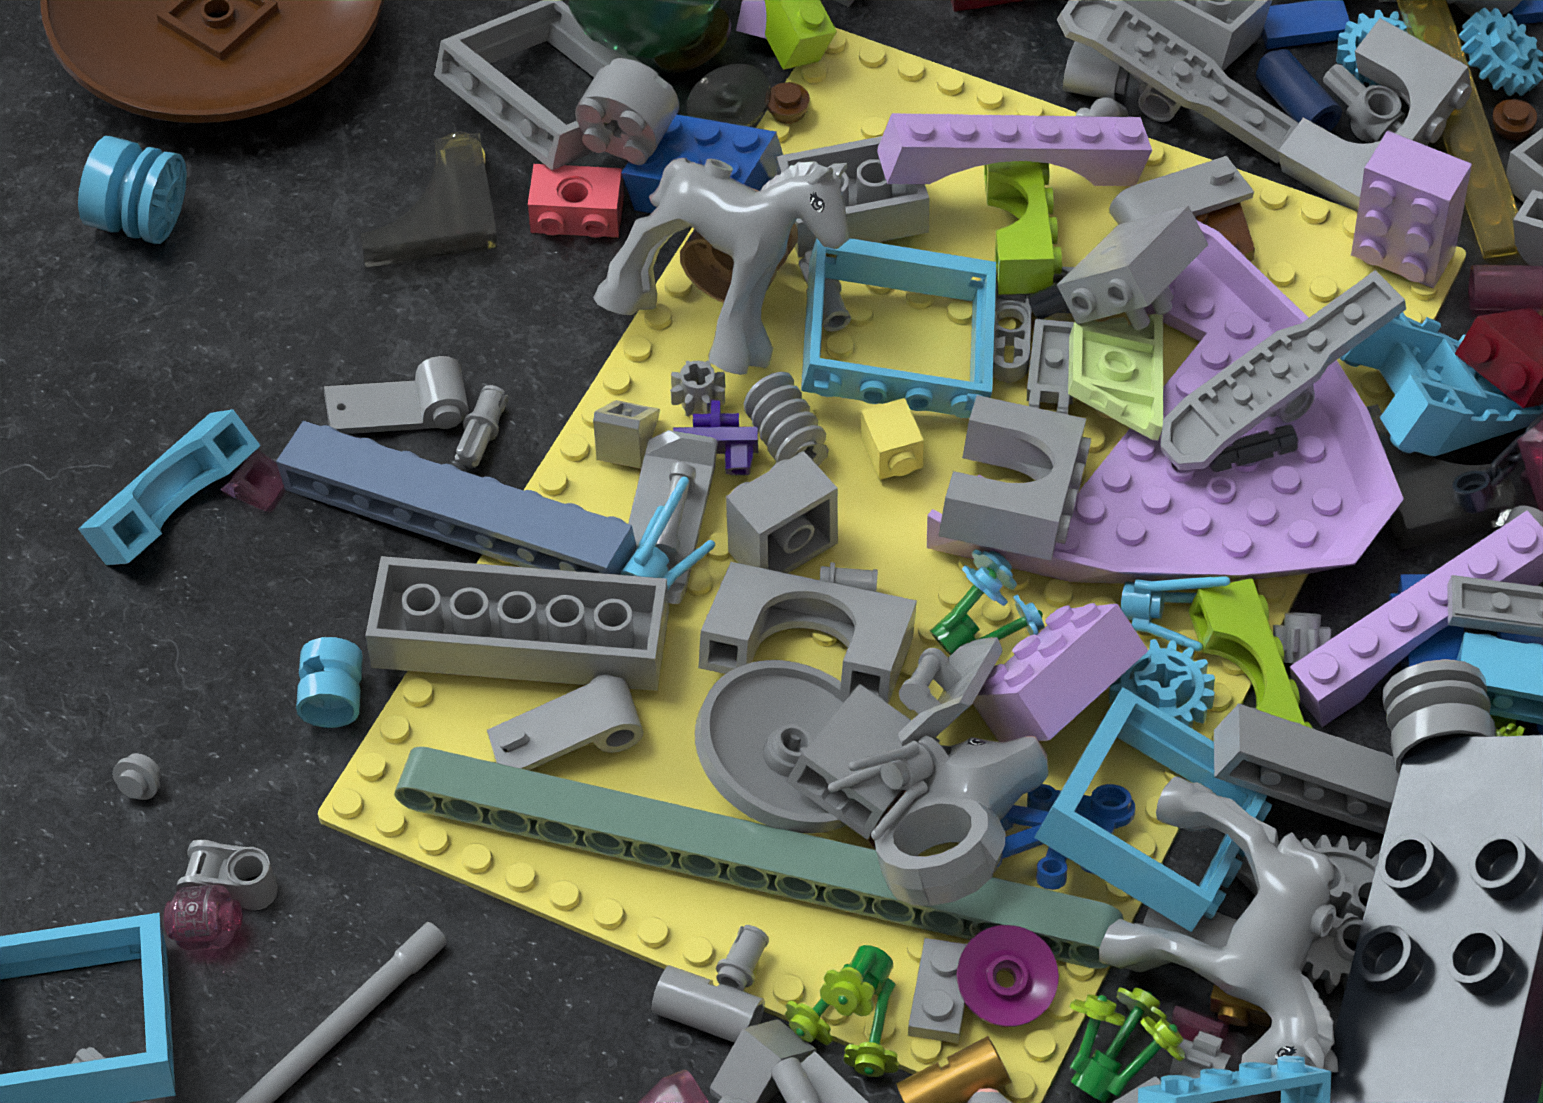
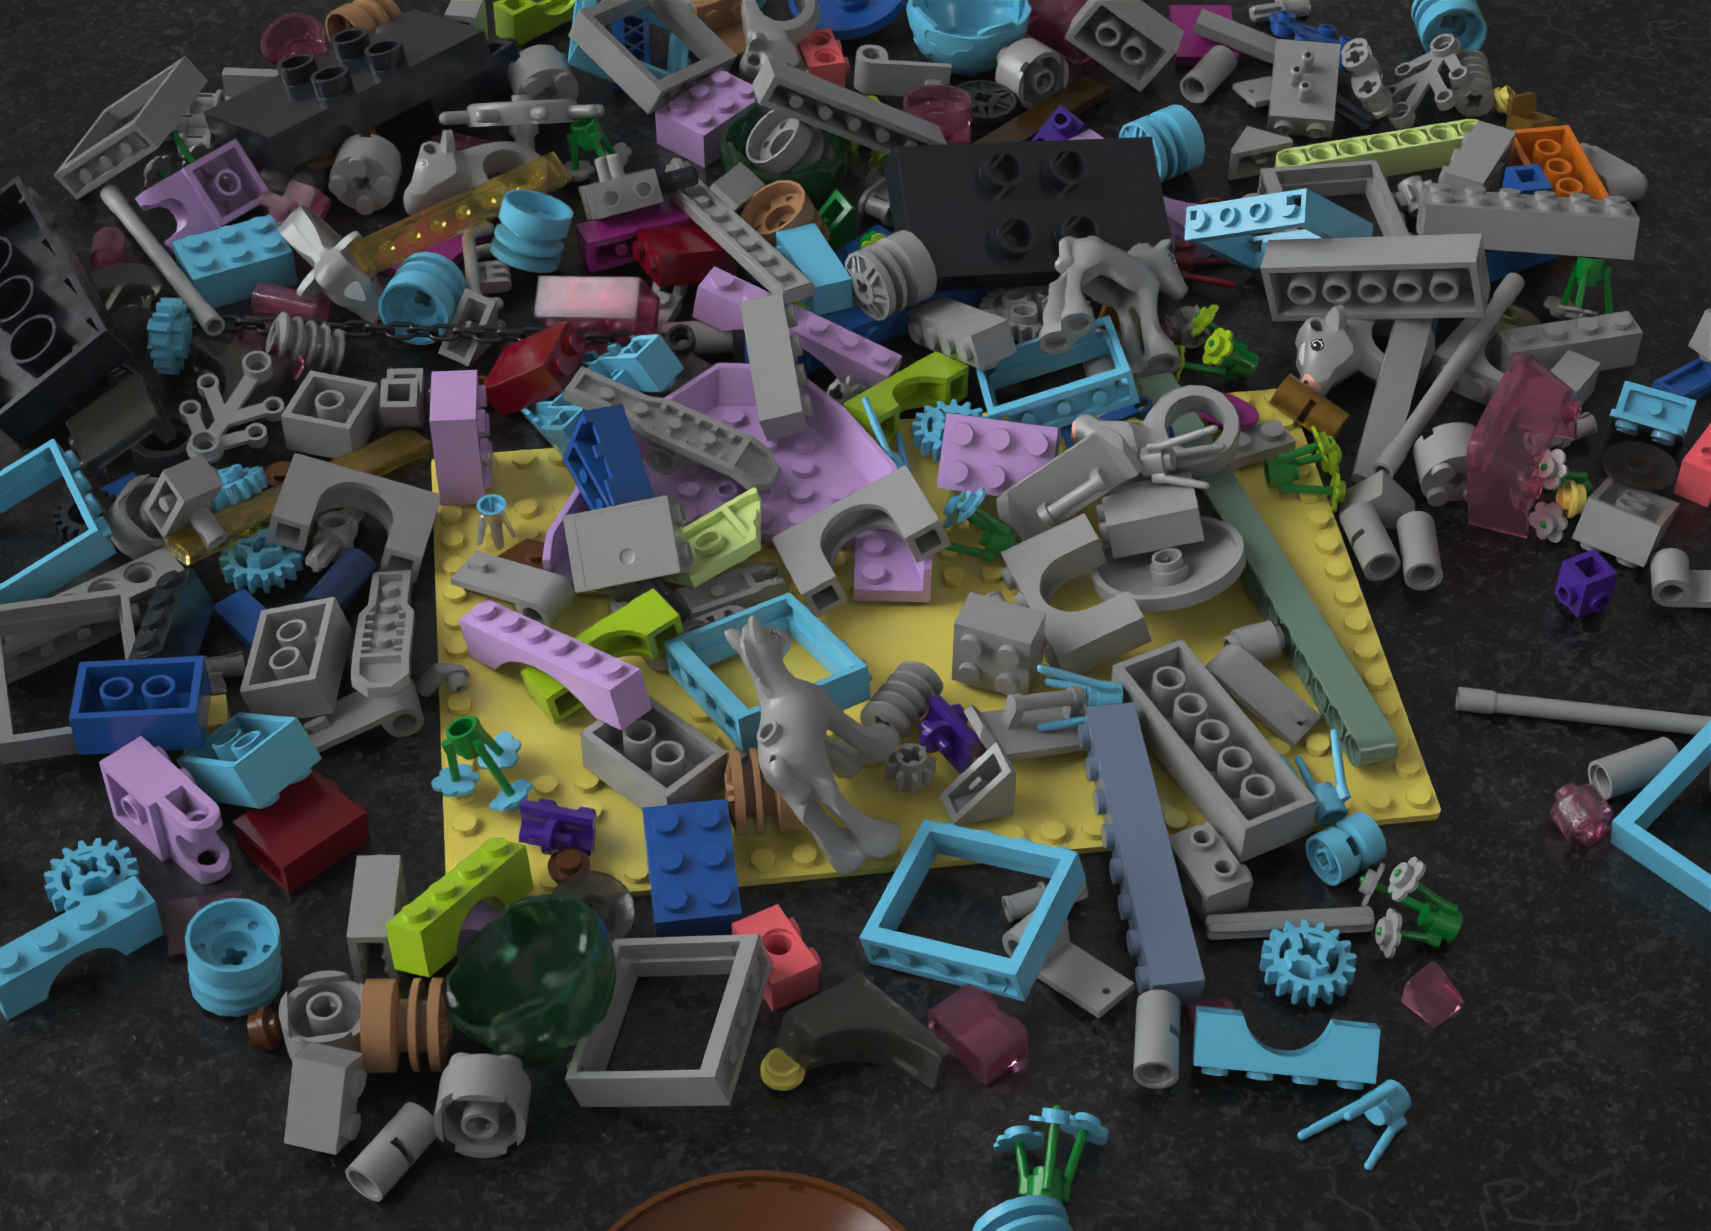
camera: 125 degrees left, 10 degrees down
(60, 535) = (1381, 1106): none -> medium azure plant
(131, 654) = (1432, 995): none -> clear pink slope
(137, 776) = (1523, 920): light grey plate -> none
(195, 703) = (1438, 920): none -> plant
(205, 254) = (1047, 1179): none -> plant
(215, 1014) = (1631, 767): none -> light grey pin
(231, 867) = (1537, 819): light grey piece -> none
(241, 573) = (1307, 962): none -> medium azure gear
(260, 410) = (1157, 1039): none -> light grey pin
(299, 600) = (1261, 923): none -> light grey axle
(378, 294) = (979, 1033): none -> clear pink brick
(386, 685) = (1330, 799): none -> medium azure plant
(393, 540) = (1210, 872): none -> light grey brick
(473, 287) = (961, 965): none -> medium azure window
(626, 111) = (708, 892): light grey brick -> none
(634, 765) = (1258, 639): none -> light grey brick
(655, 1041) = (1419, 550): none -> light grey pin
(742, 958) = (1330, 532): light grey pin -> none
(822, 116) = (557, 827): none -> dark purple hips
(892, 439) = (868, 637): light yellow brick -> none
(954, 61) = (471, 741): none -> plant
(1244, 298) = (606, 459): none -> blue wedge
(1295, 217) = (493, 512): none -> flat silver piece
(1335, 518) = (775, 366): none -> light grey brick

